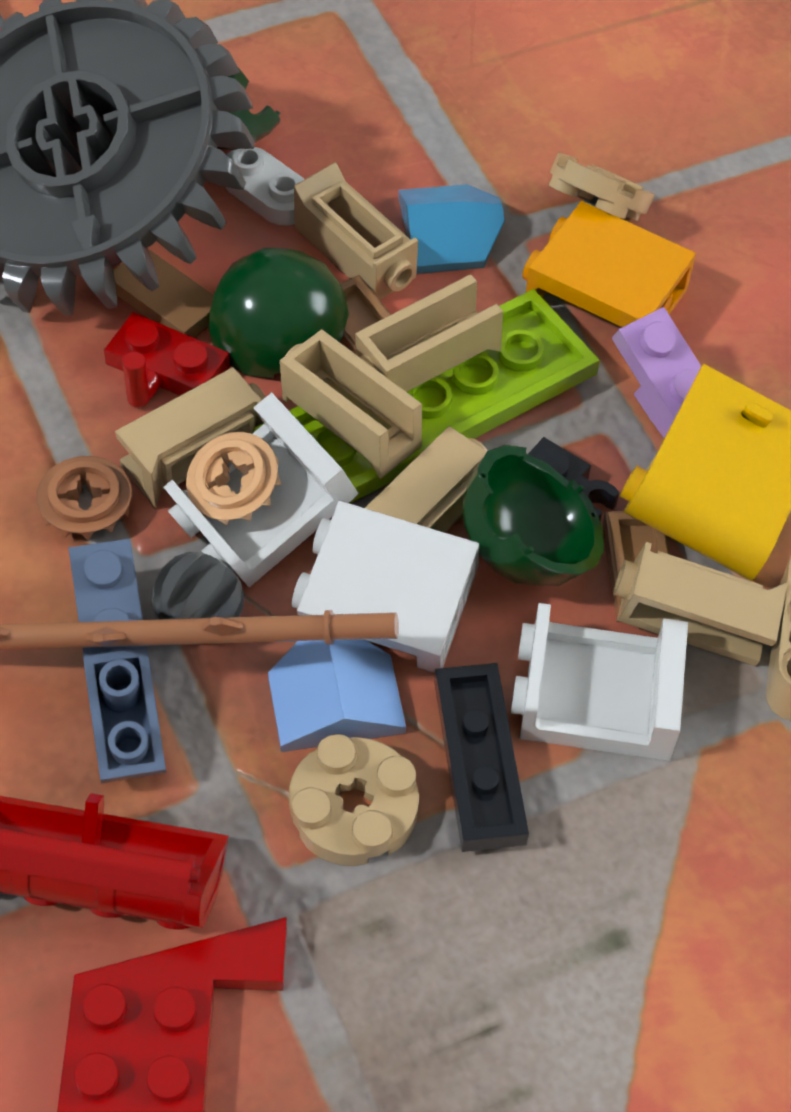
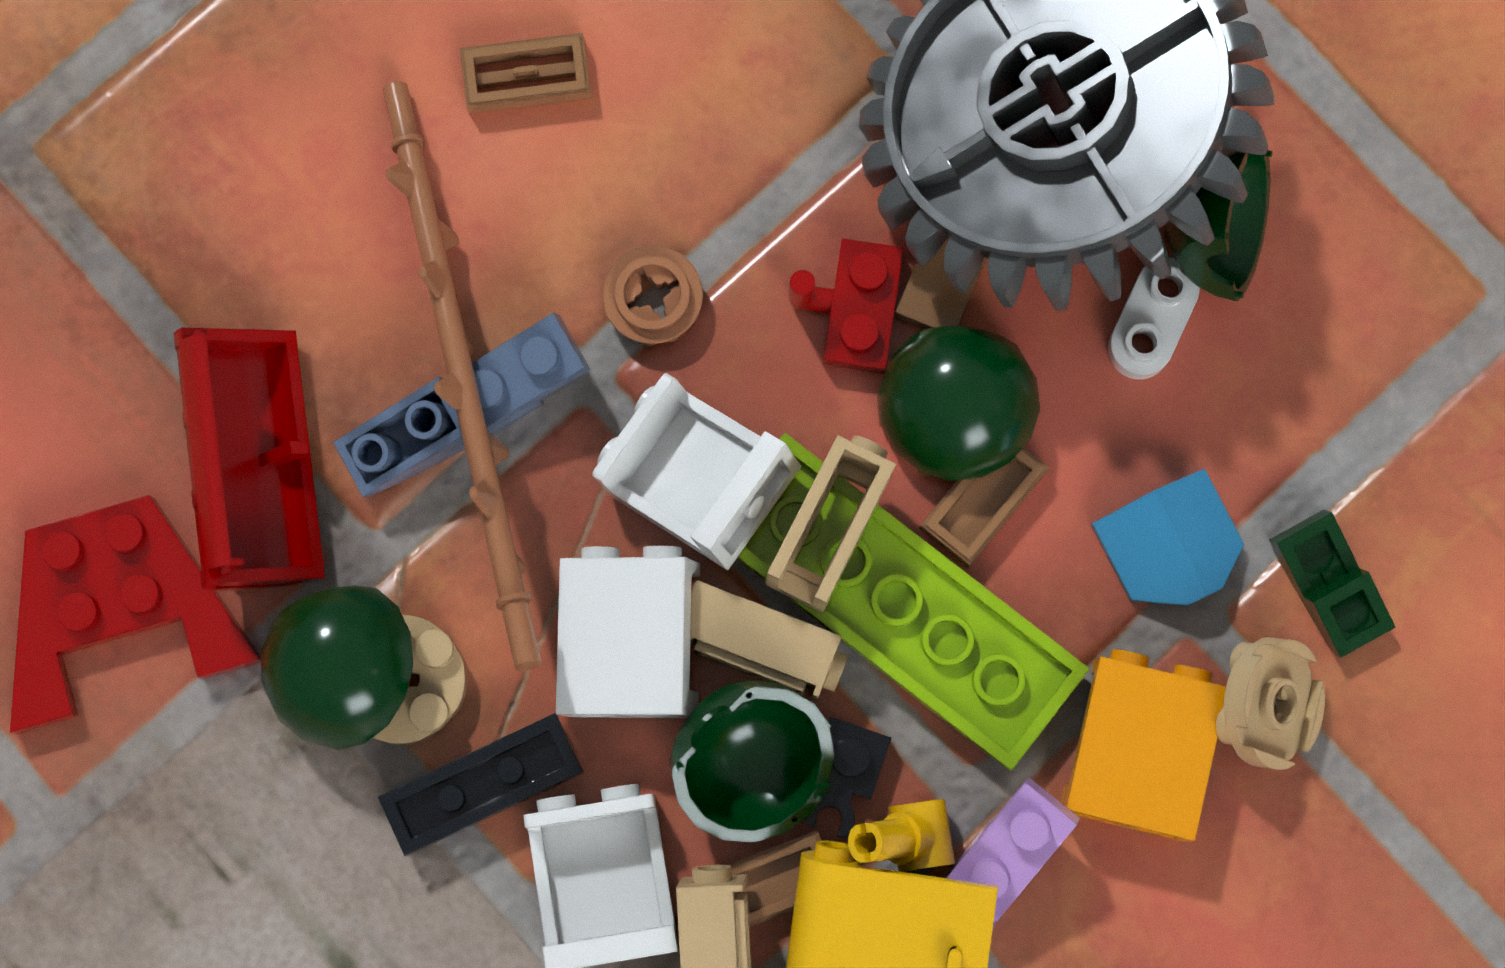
camera: 75 degrees right, 25 degrees up
(171, 435) = (759, 374): tan window -> none
(196, 588) = (557, 454): dark grey piece -> none
(210, 472) = (703, 411): light nougat gear -> none
(326, 832) = (338, 665): none -> dark green cylinder
(334, 691) = (483, 628): light blue slope -> none
(353, 232) = (1065, 500): tan window -> none
(431, 335) = (890, 533): tan window -> none
(525, 145) = (1331, 584): none -> dark green slope
(632, 437) = (909, 836): none -> yellow pin

